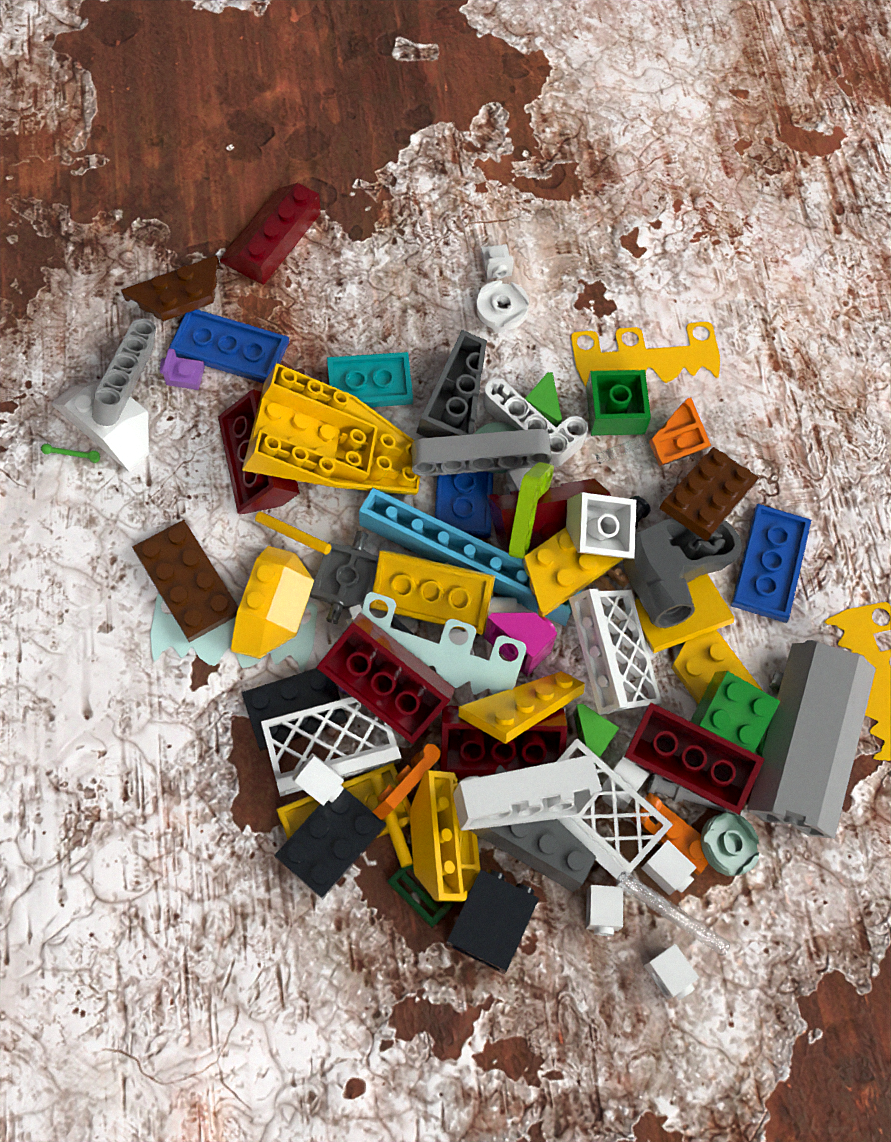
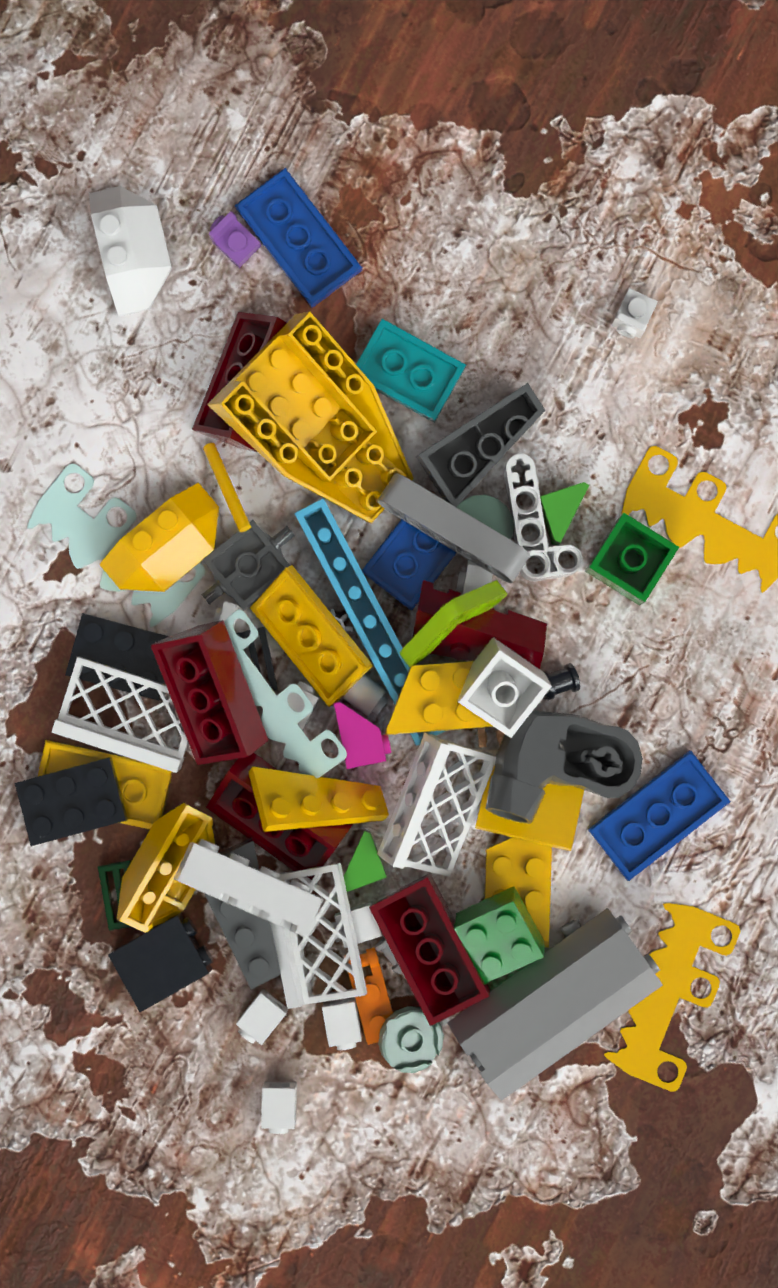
camera: 40 degrees right, 20 degrees up
(93, 456) = (94, 278): bright green hinge -> none
(123, 372) = (163, 225): light grey beam -> none
(177, 290) = (286, 141): reddish brown wing -> none
(186, 580) = (101, 468): reddish brown plate -> none
(273, 232) = (425, 130): dark red slope -> none
(319, 780) = (87, 748): white brick -> none
(393, 826) = (133, 819): yellow bar -> none
(407, 779) = (167, 797): orange plate -> none
(502, 319) = (615, 359): white plate -> none
(625, 447) = (636, 611): clear bar -> none
(673, 913) = (314, 1062): clear piece -> none
(680, 435) = (669, 632): orange wing -> none
(709, 493) = (646, 713): reddish brown plate -> none

